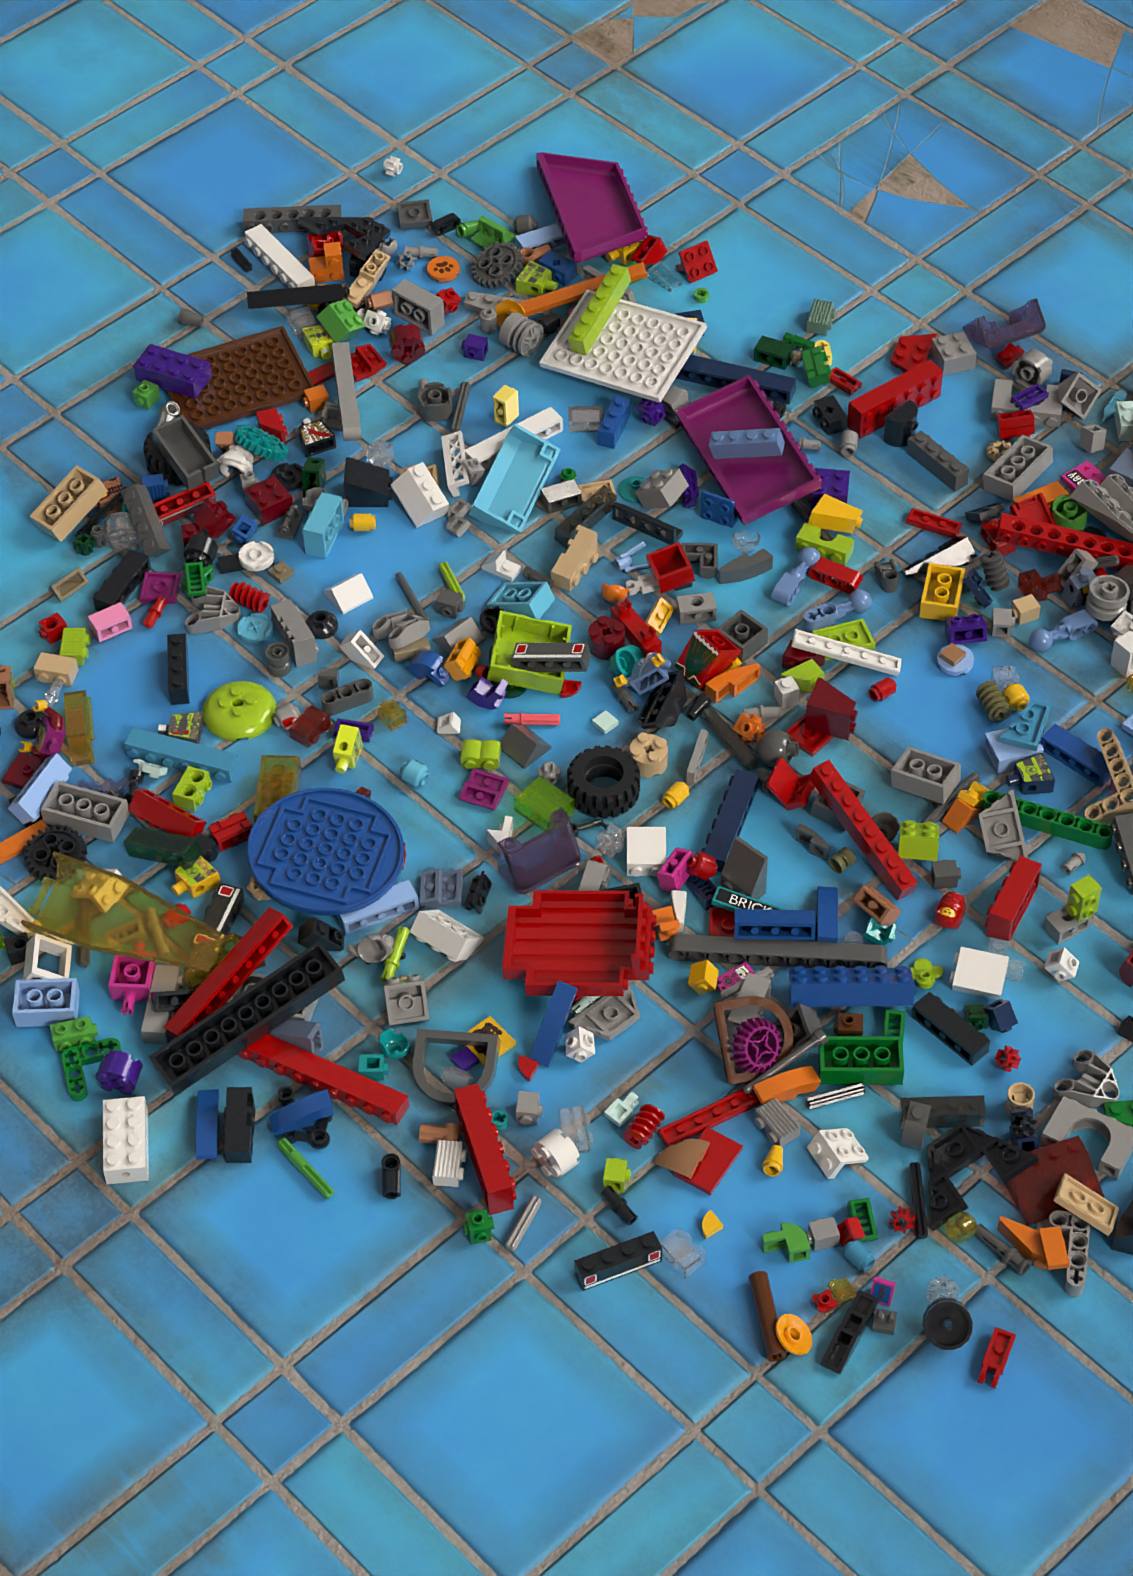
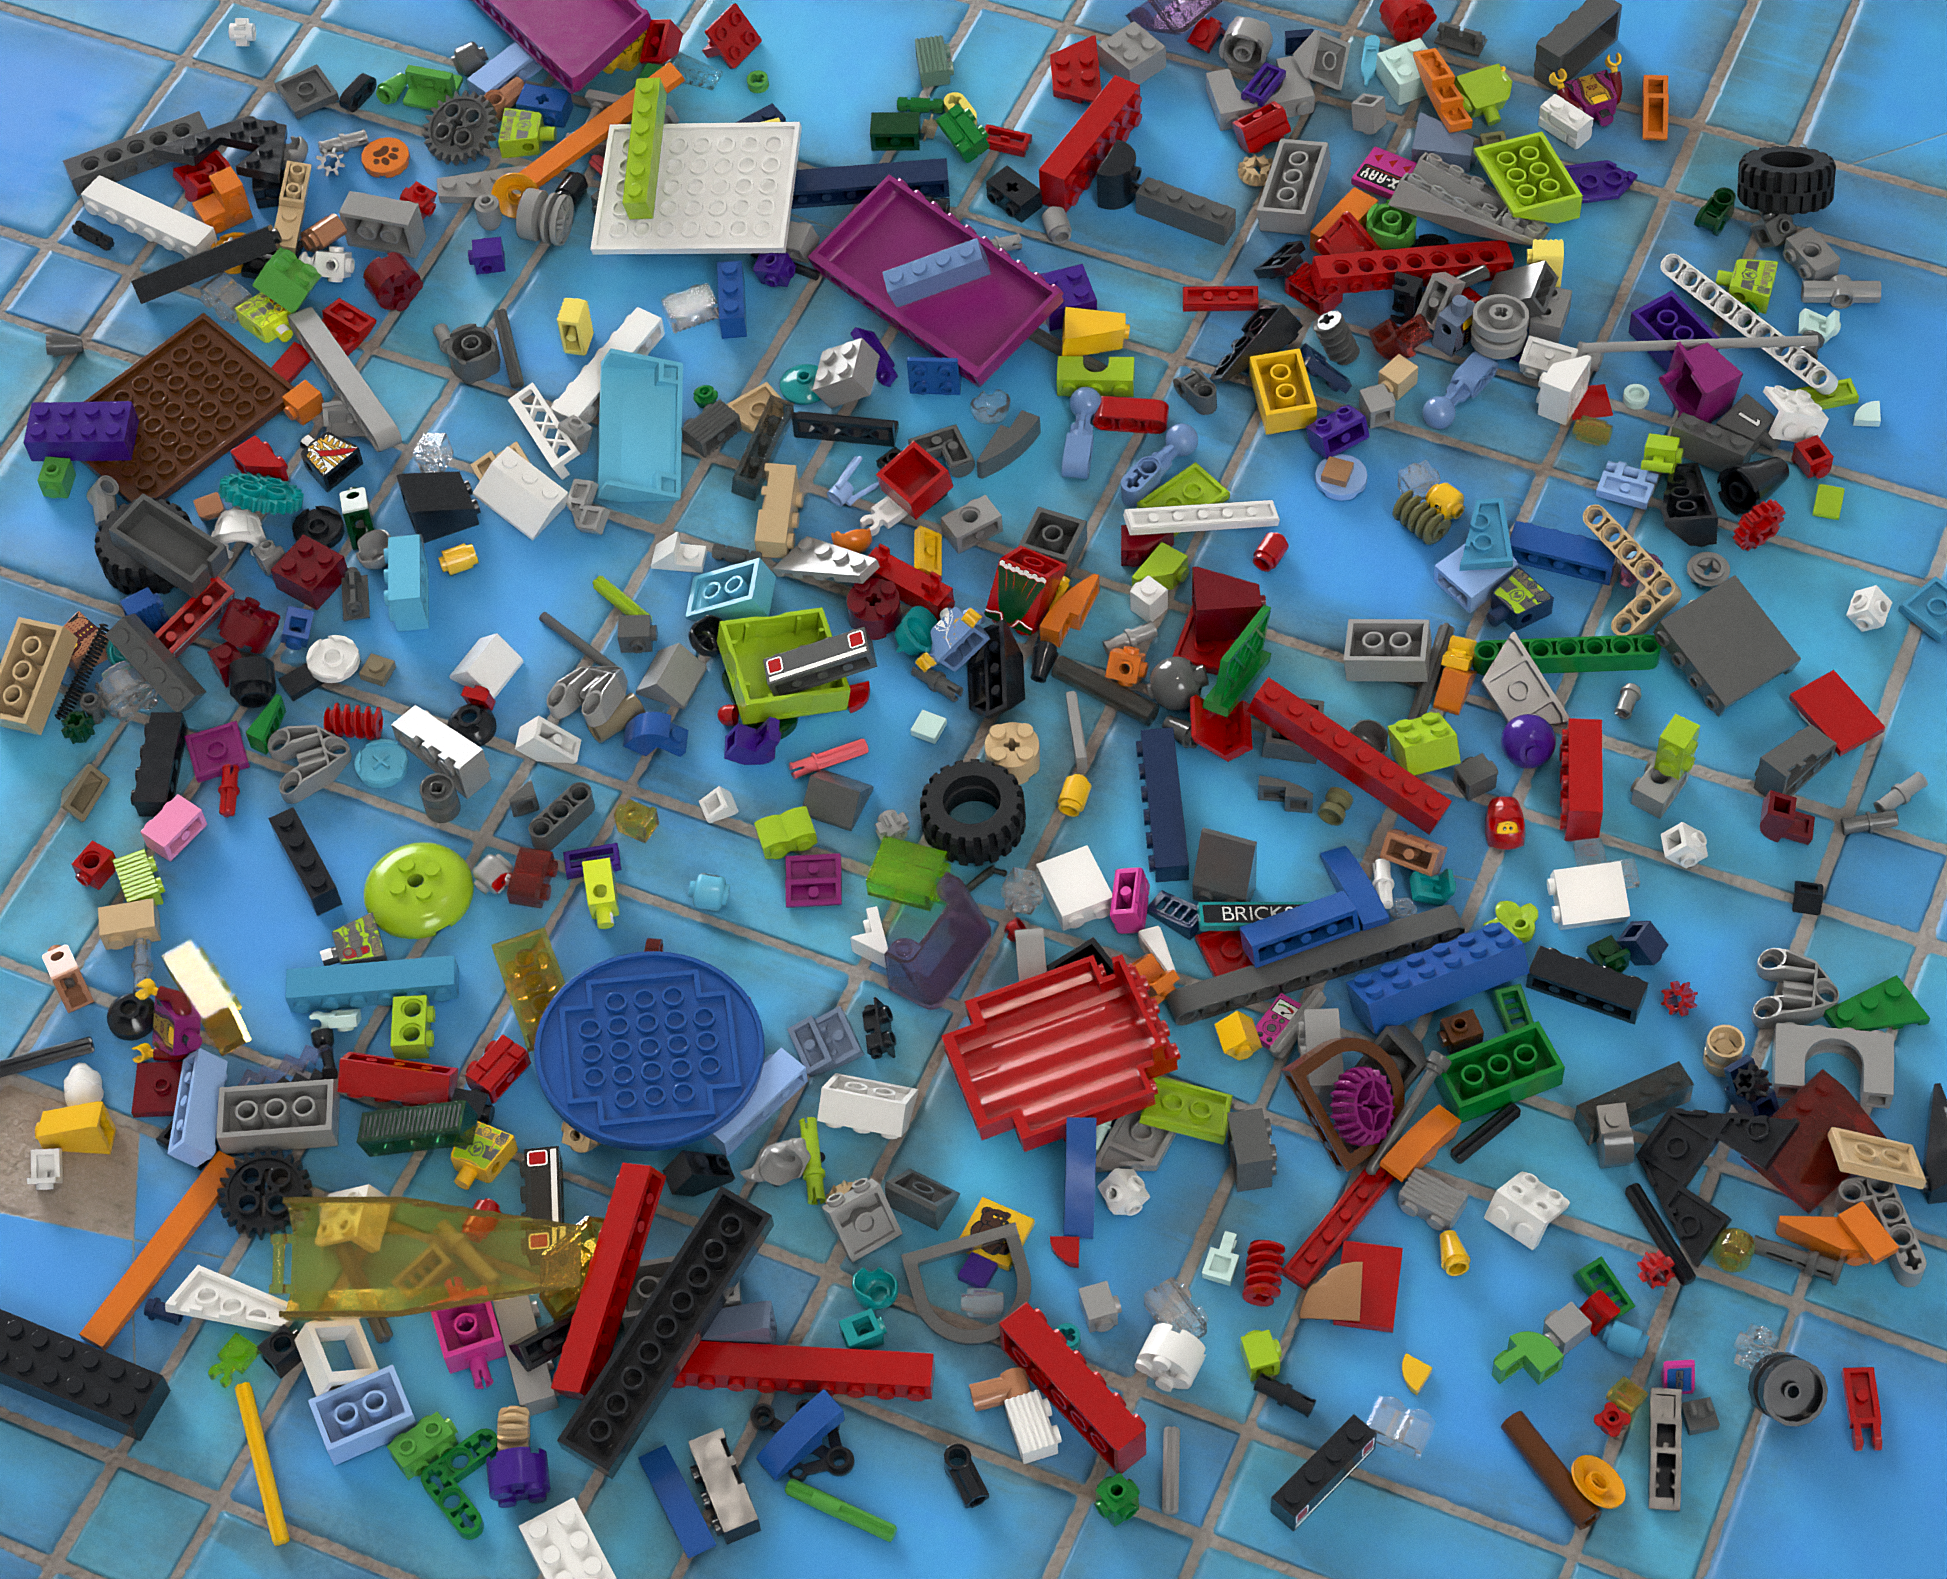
camera: 20 degrees left, 5 degrees up
(131, 1042) = (513, 1427): none -> tan gear
(191, 568) = (259, 707): green slope -> none
(333, 607) = (478, 695): none -> red plate
(450, 1001) = (920, 1198): none -> dark grey slope
(462, 659) = (695, 707): light orange brick -> none
(589, 597) = (825, 561): none -> light grey wing
(646, 1009) = (1188, 1110): none -> lime tile
(672, 1048) = (1251, 1149): none -> dark grey brick
(702, 865) = (1163, 882): red head -> none
(822, 746) = (1240, 666): none -> green fence
(848, 918) = (1383, 882): none -> white axle
(990, 863) = (1528, 741): none -> dark purple brick
(1057, 557) = (1406, 296): none -> black hinge

